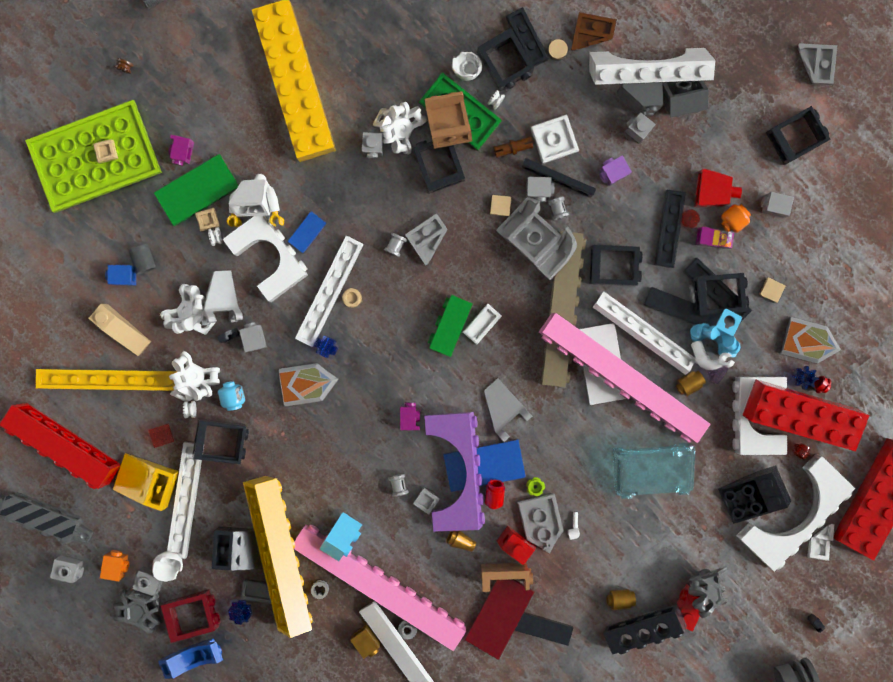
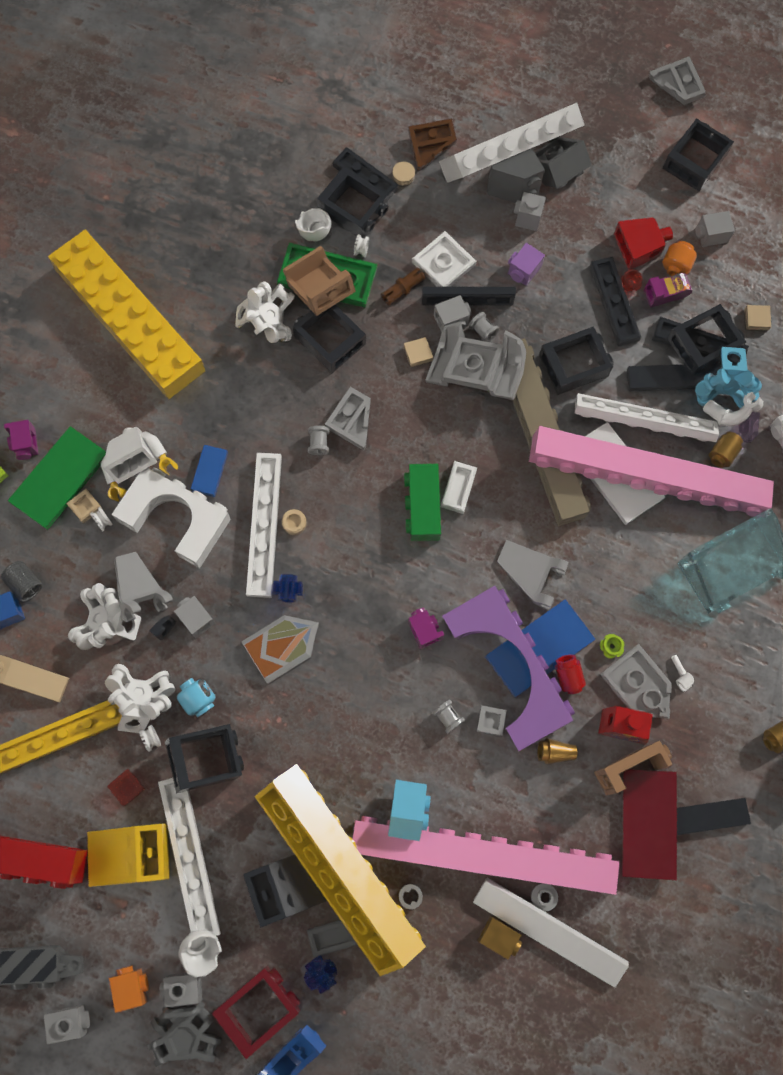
camera: 25 degrees left, 15 degrees down
(372, 145) = (244, 343): light grey brick -> none

